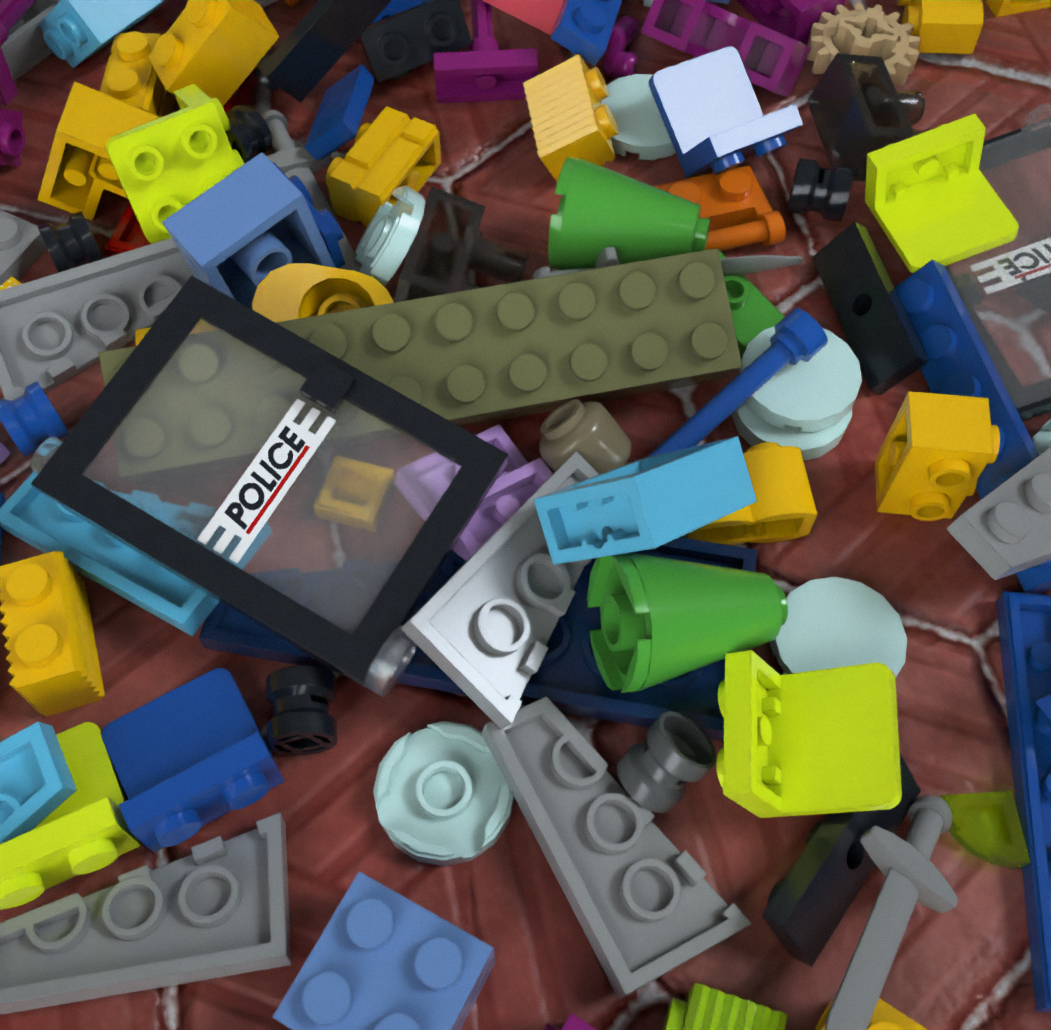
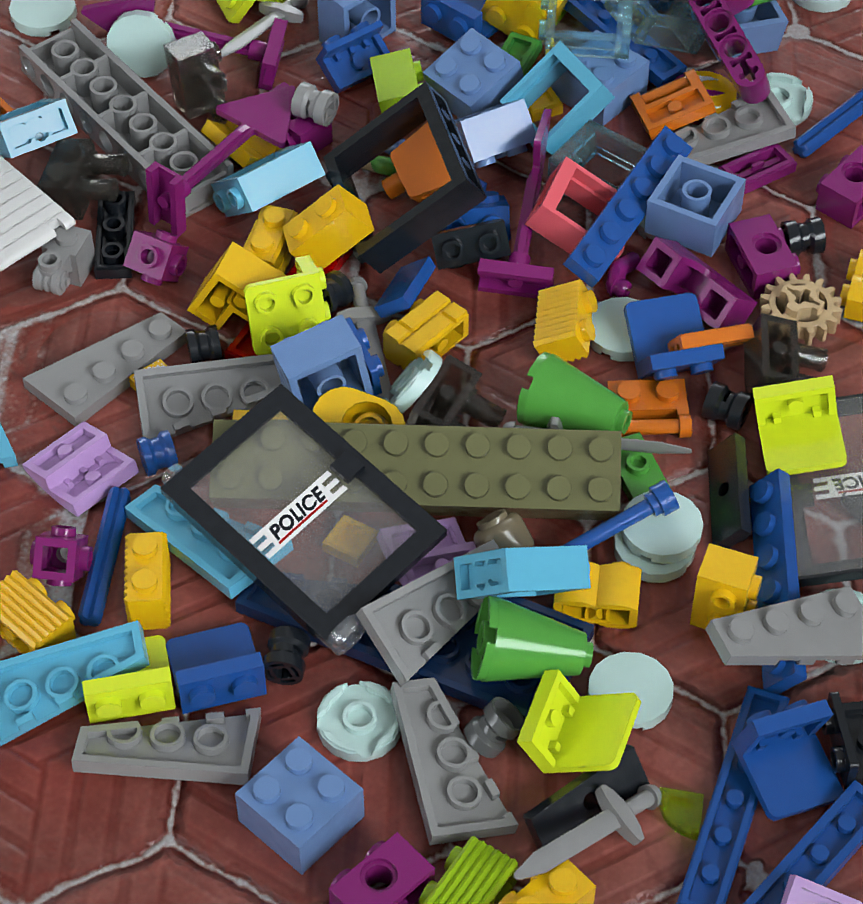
camera: 15 degrees right, 10 degrees down
(797, 92) = (728, 336): none -> orange tile

